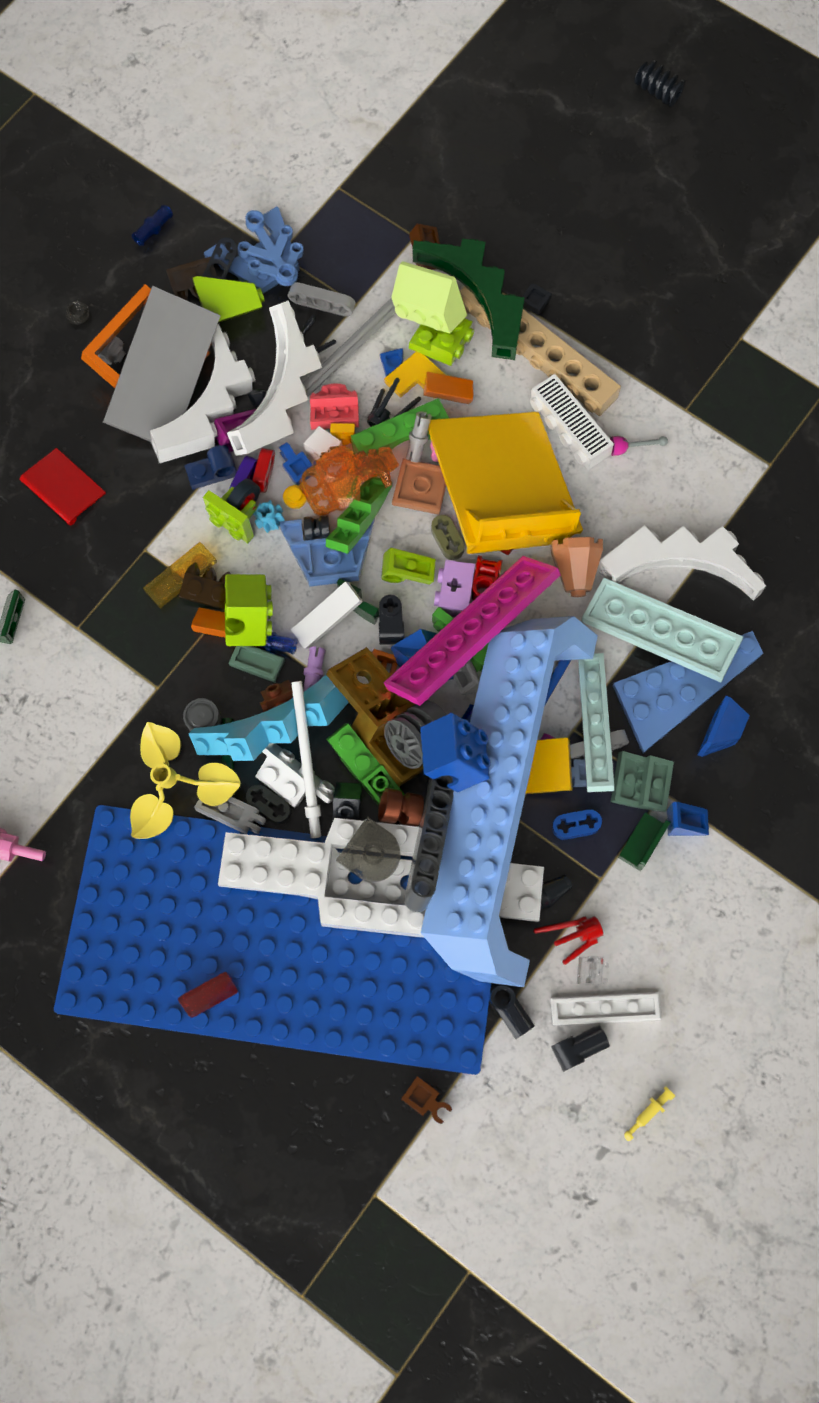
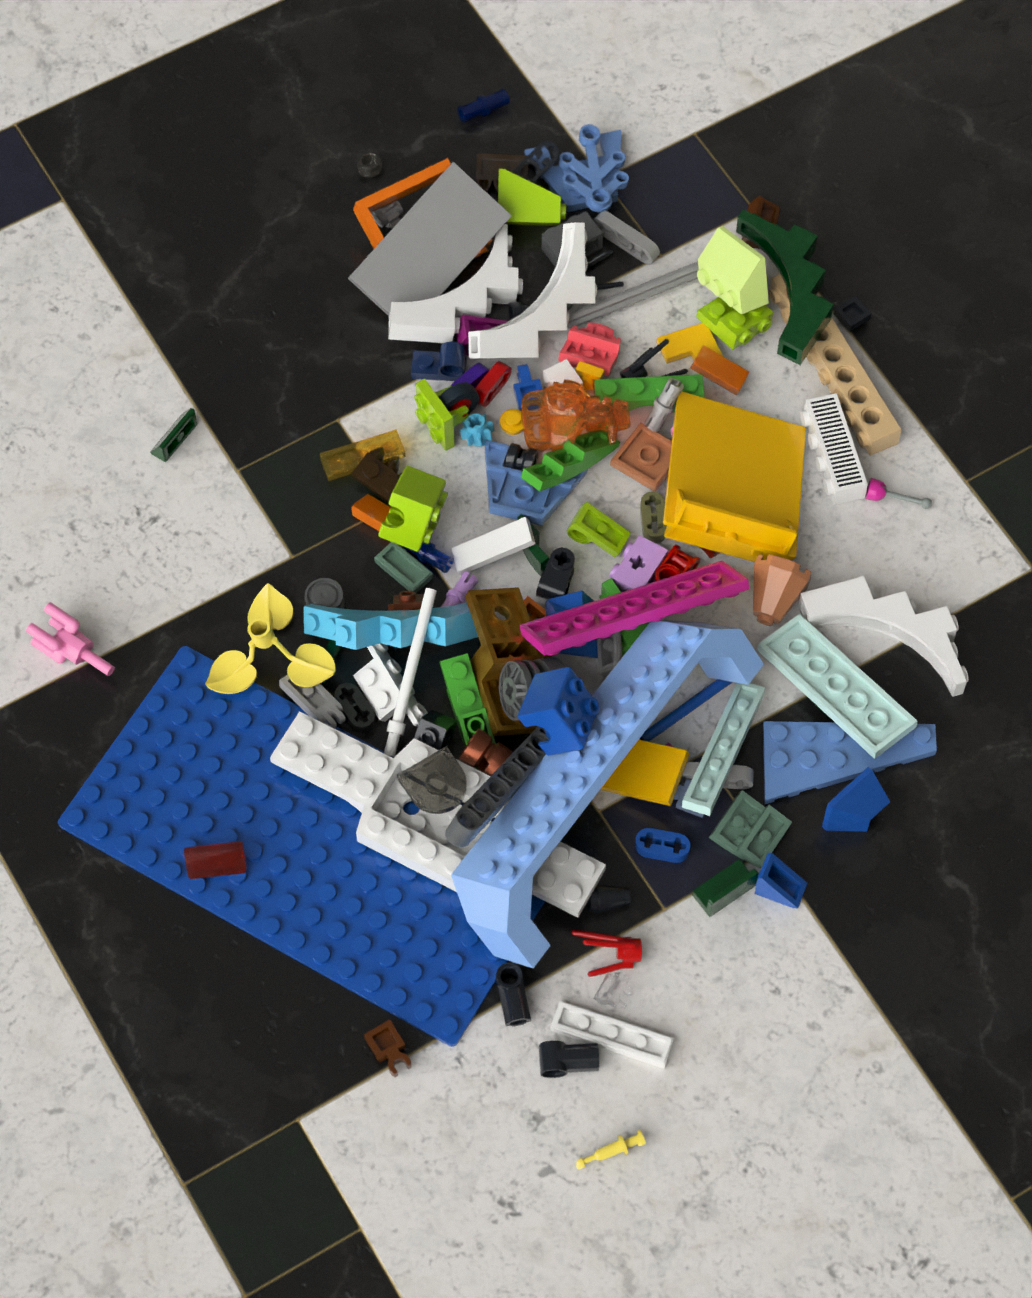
camera: 20 degrees right, 10 degrees down
(62, 485) = (281, 328): red piece -> none
(263, 323) = (553, 237): none -> dark grey brick
(391, 360) = (673, 322): blue tile -> none

